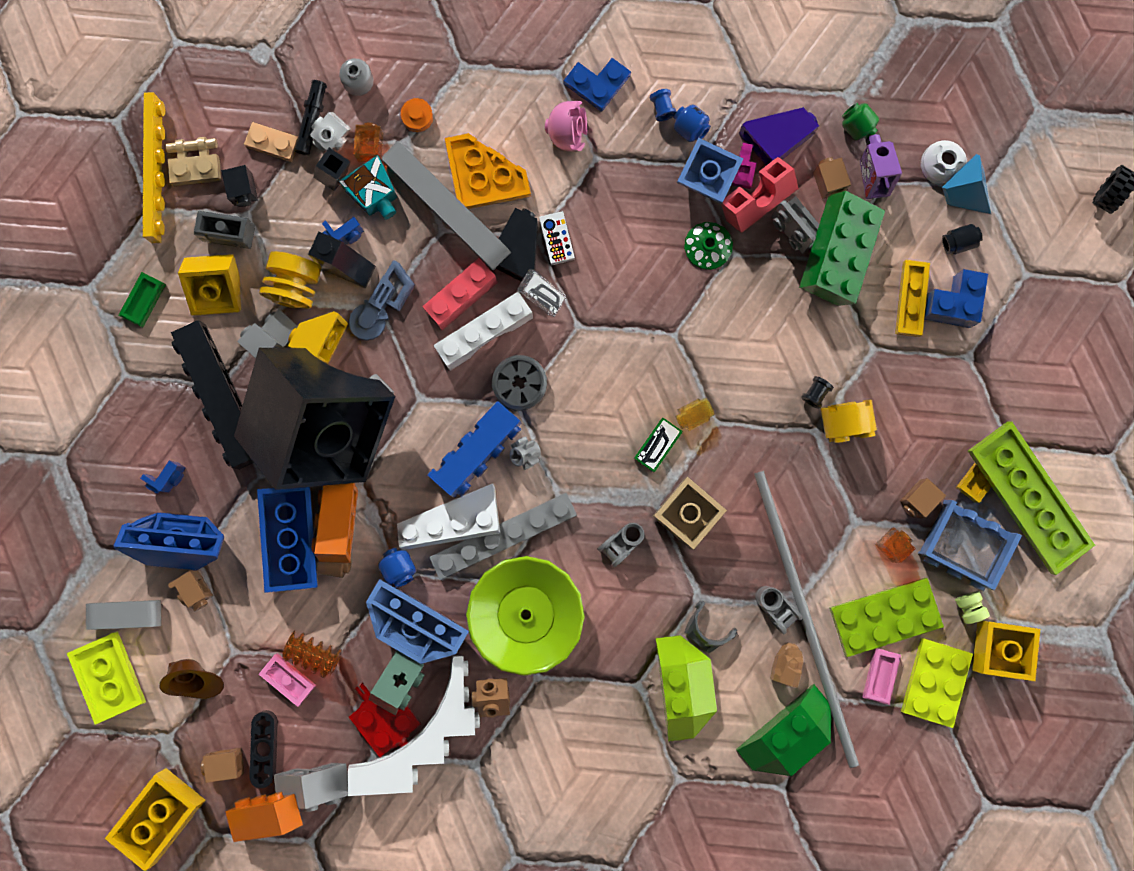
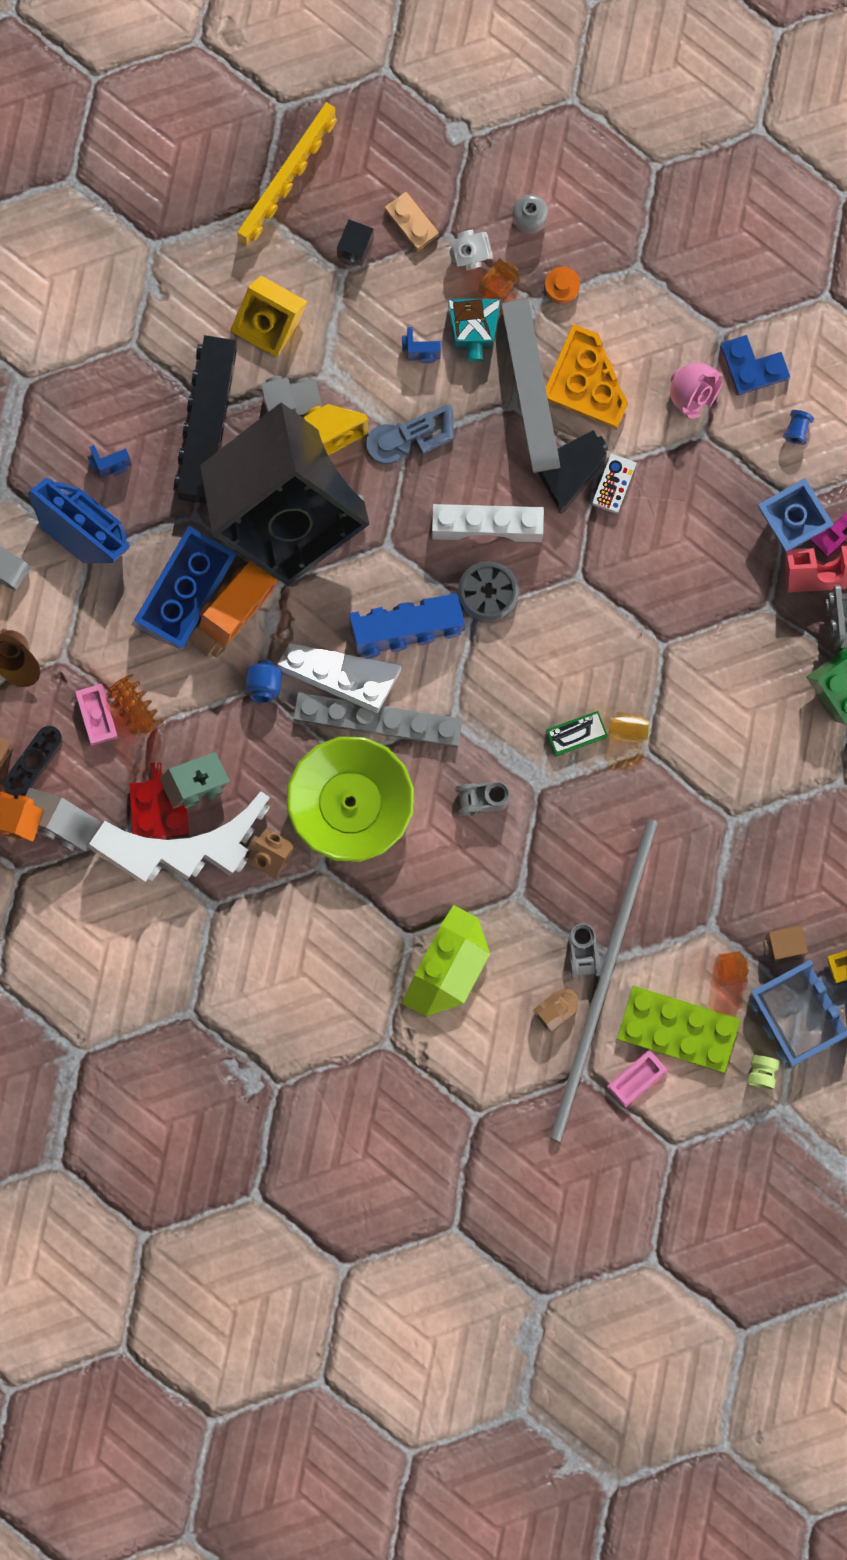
camera: 30 degrees right, 5 degrees down
(142, 299) = (195, 287): green tile -> none
(192, 590) = (66, 577): medium nougat brick -> none
(194, 169) = (323, 199): tan plate -> none
(224, 229) = (314, 274): dark grey brick -> none
(291, 276) = (348, 356): yellow wheel -> none
(313, 107) = (470, 215): black pin -> none
(331, 169) = (449, 284): black brick -> none
(341, 260) = (401, 373): black slope -> none
(412, 625) = (243, 739): medium blue wedge -> none
(460, 294) = (489, 475): coral brick -> none
(525, 453) = (449, 657): light grey gear -> none
(542, 292) = (564, 523): tile -> none
(689, 513) = (561, 810): tan brick -> none
(691, 123) = (812, 461): blue head -> none
(694, 633) = (497, 942): dark grey helmet -> none
(702, 255) = (748, 597): green dish -> none
(790, 736) = (515, 1072): green wedge -> none
(817, 392) = (757, 784): black bush -> none
(848, 420) = (766, 825): yellow brick -> none
(936, 682) = (683, 1119): neon yellow plate -> none
(1006, 650) = (765, 1127): yellow brick -> none

